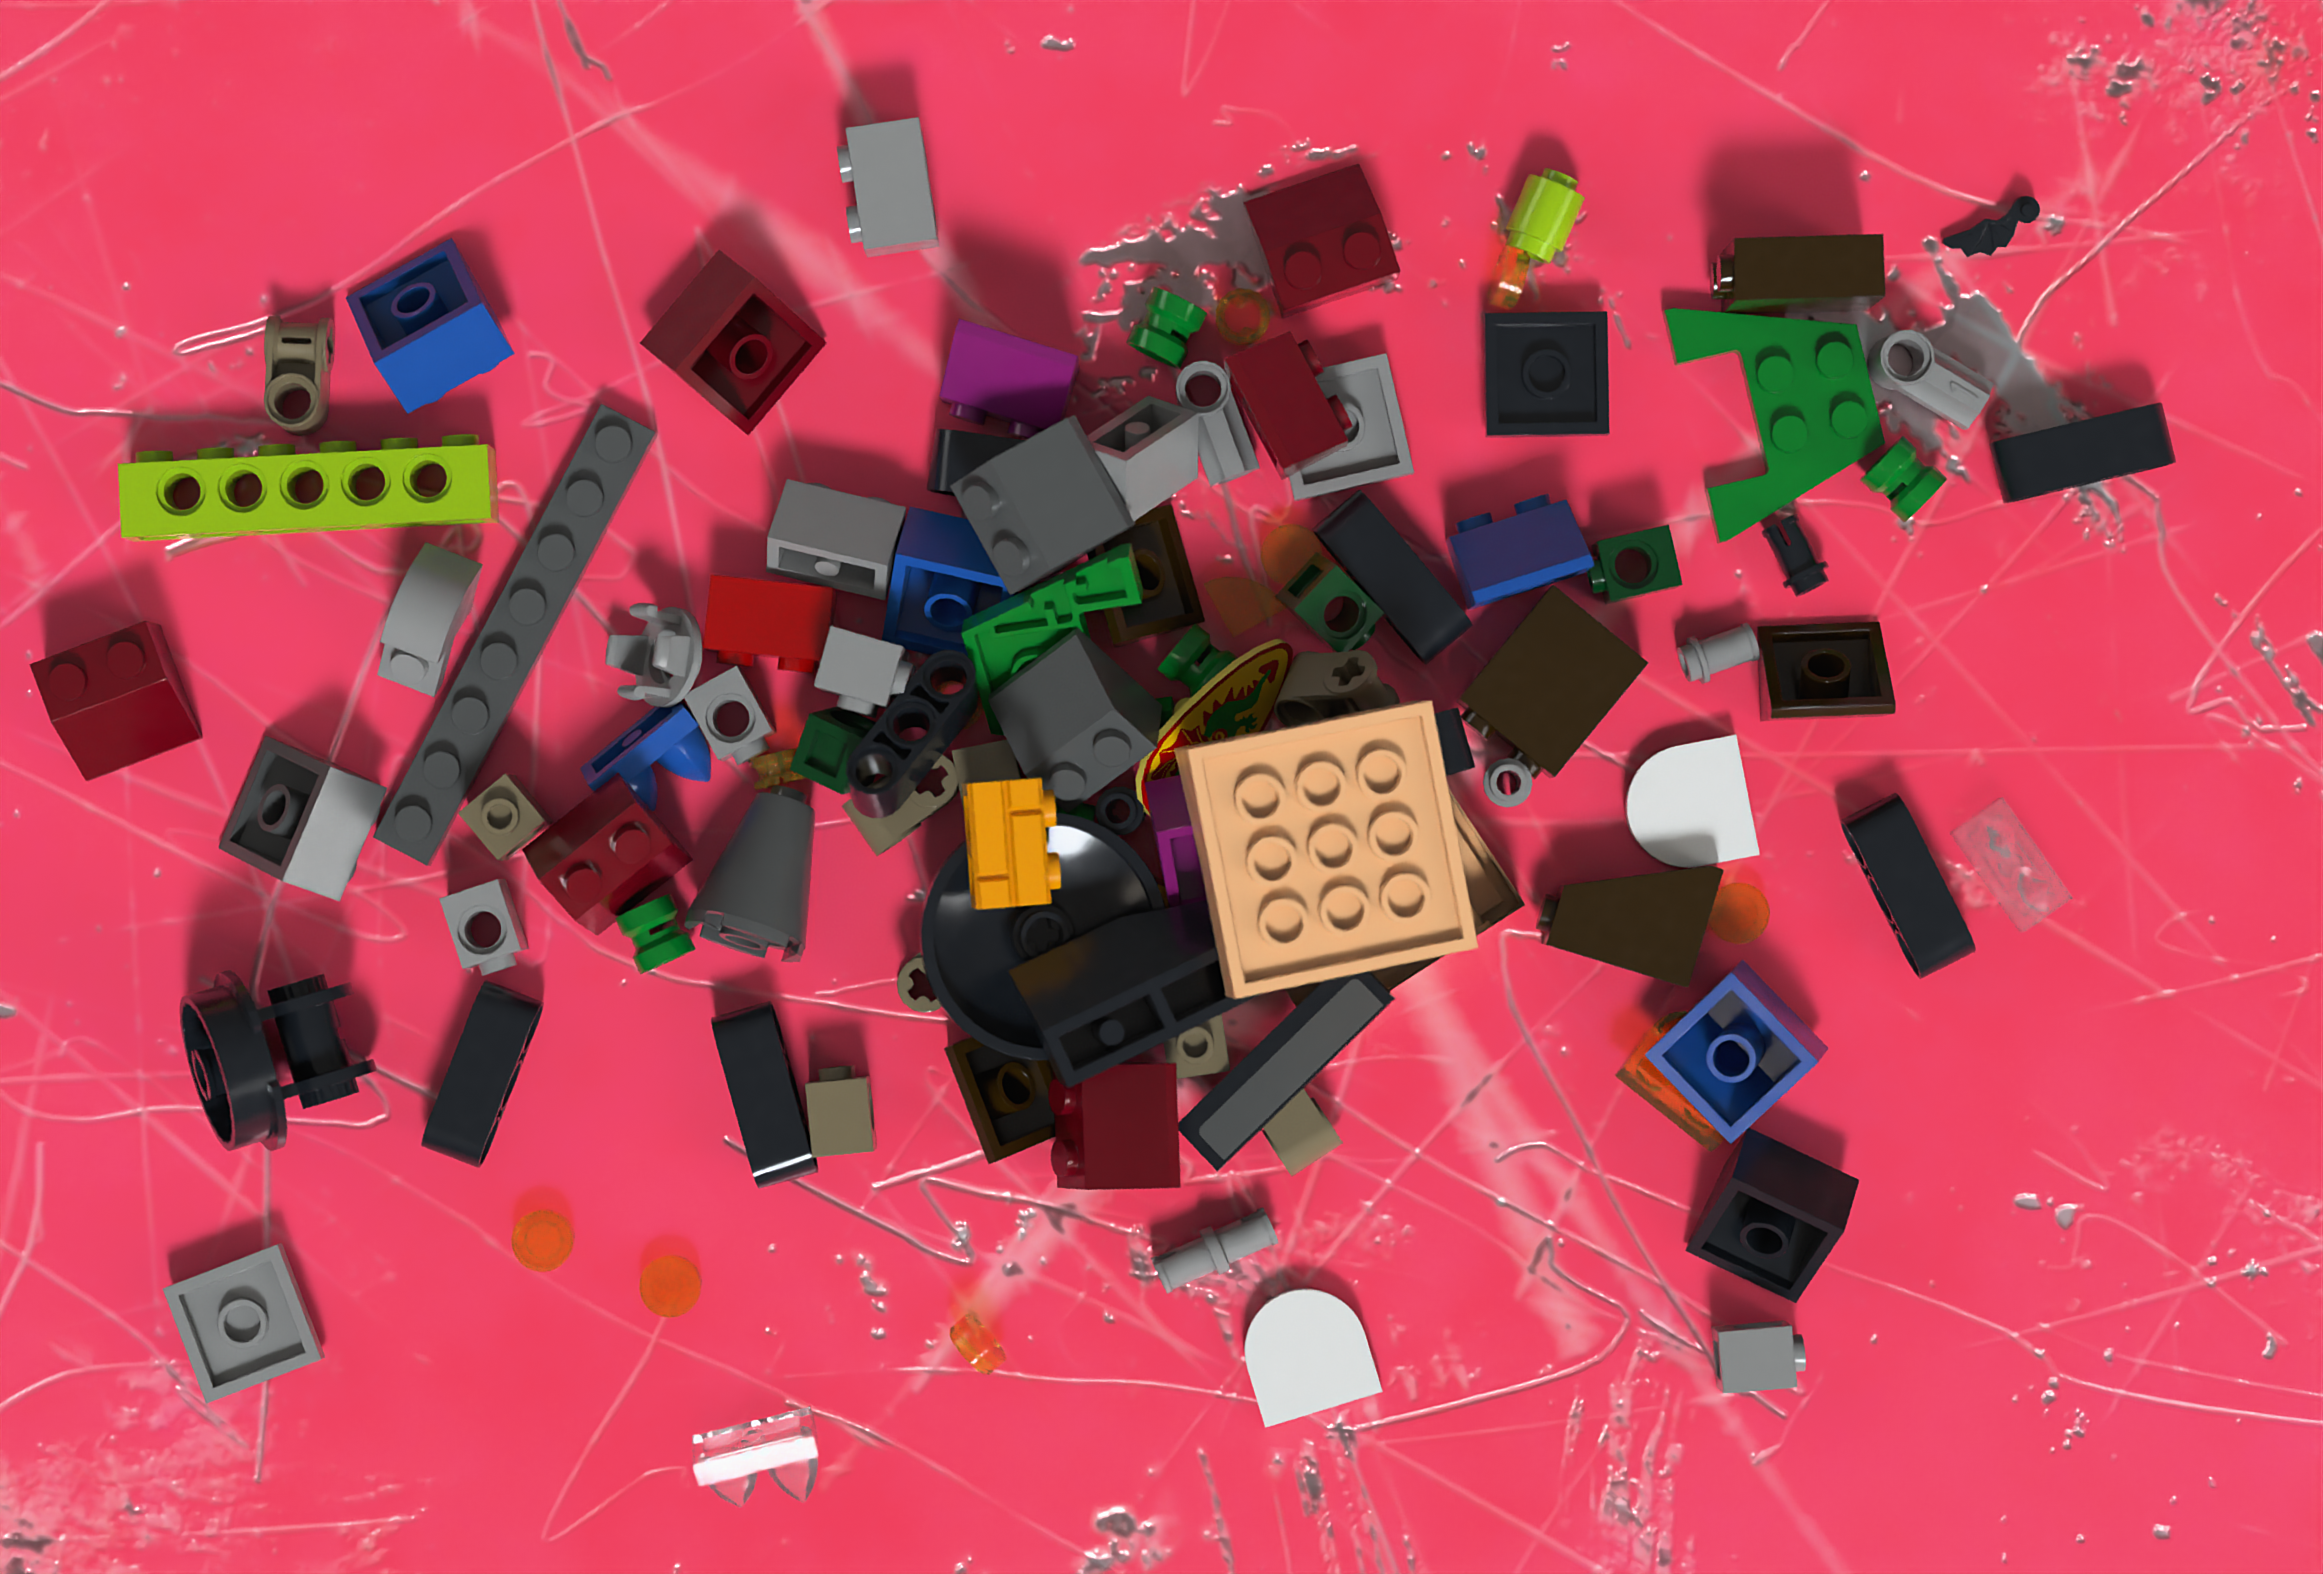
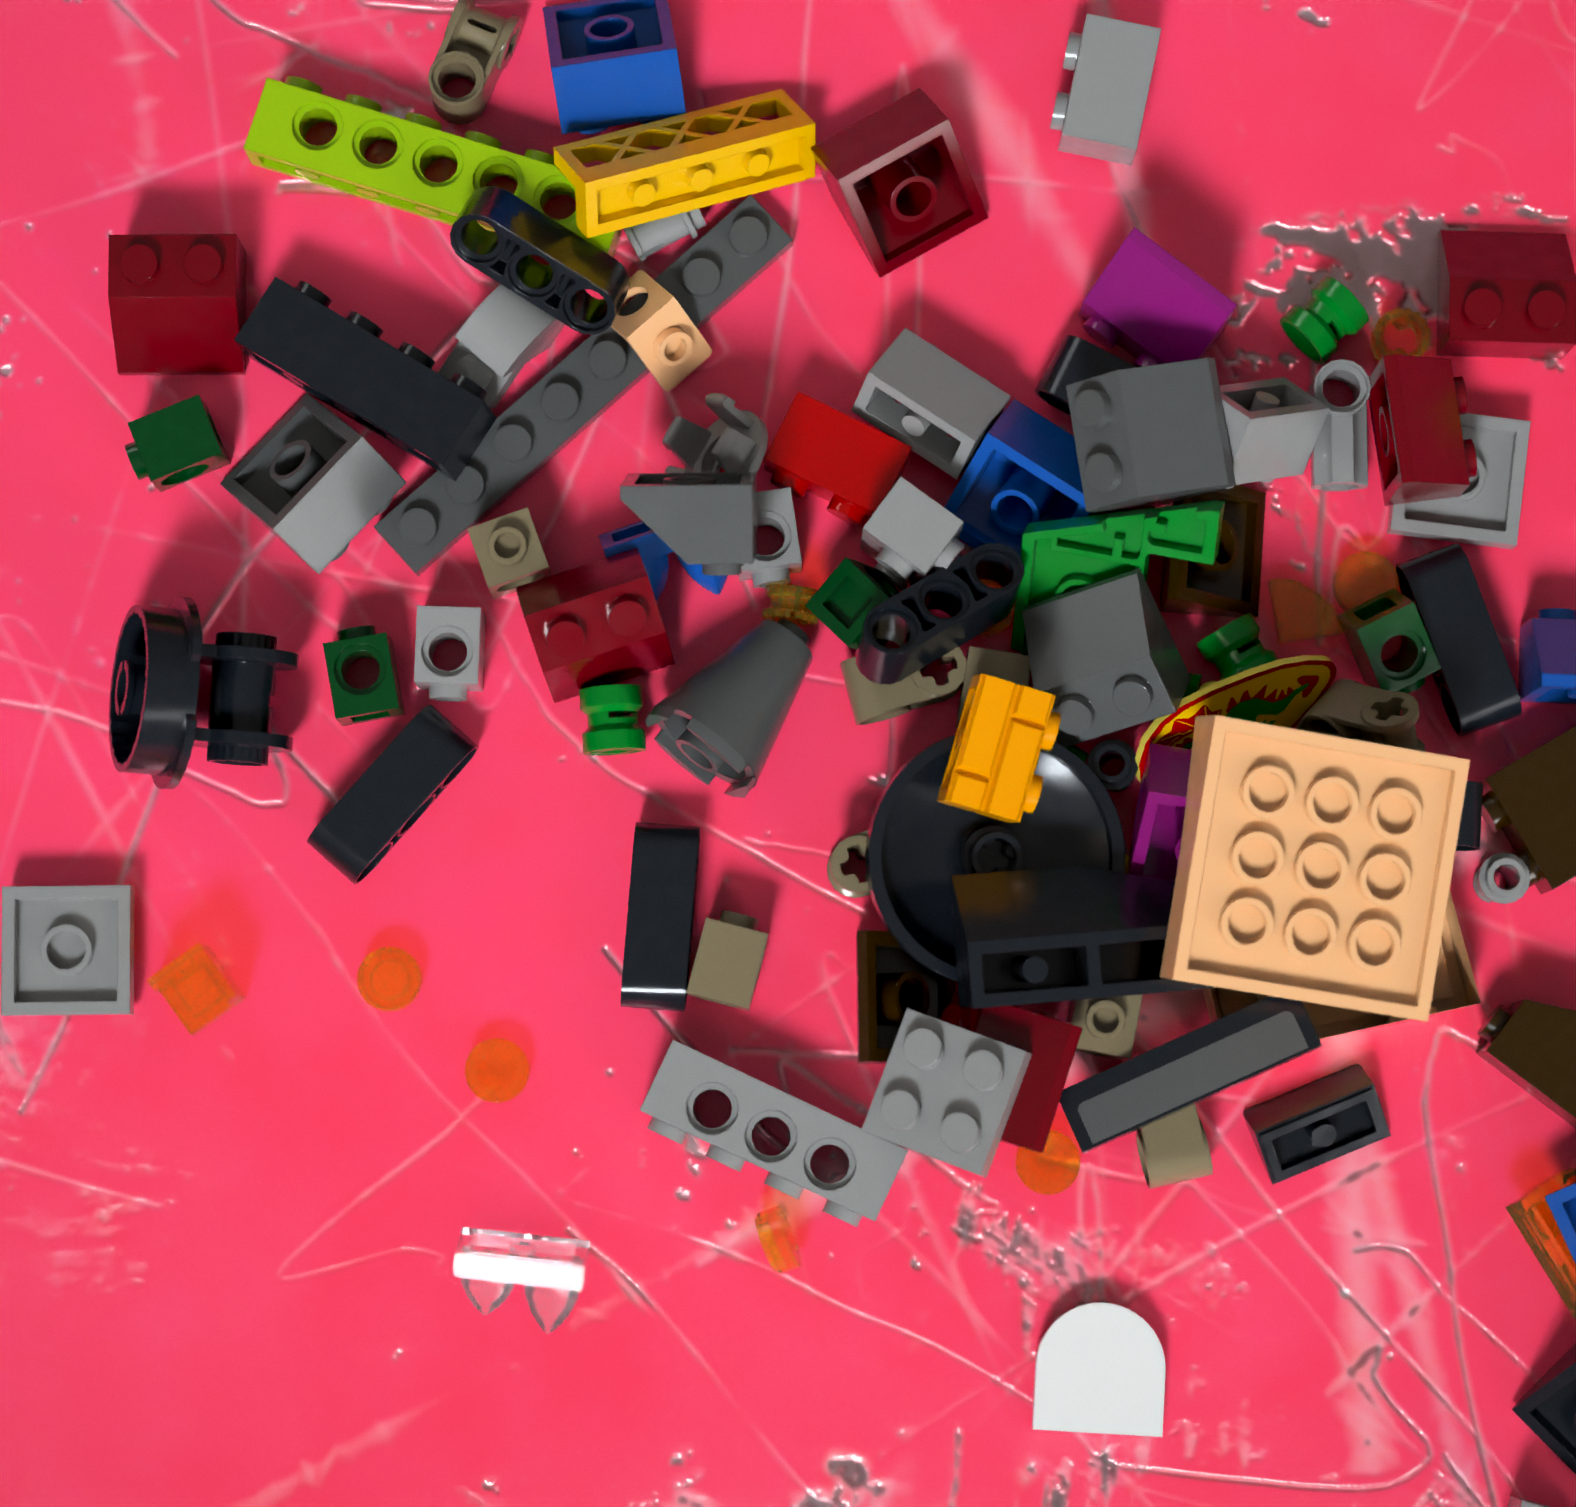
camera: 20 degrees right, 5 degrees down
(164, 829) = (176, 444): none -> dark green brick
(314, 706) = (366, 377): none -> black brick
(373, 1312) = (197, 988): none -> panel
(431, 543) = (528, 232): none -> black beam
(440, 989) = (368, 704): none -> dark green brick
(533, 461) = (657, 234): none -> light grey pin
(539, 402) = (693, 166): none -> yellow fence
(563, 564) = (661, 333): none -> light nougat bracket
(660, 730) = (699, 515): none -> dark grey slope
(844, 1224) = (690, 1073): none -> light grey brick
(1076, 1164) = (946, 1092): none -> light grey plate
(1200, 1187) = (1053, 1169): none -> tile
(1214, 1250) = (1046, 1234): light grey pin -> none
(1421, 1060) = (1316, 1123): none -> black slope

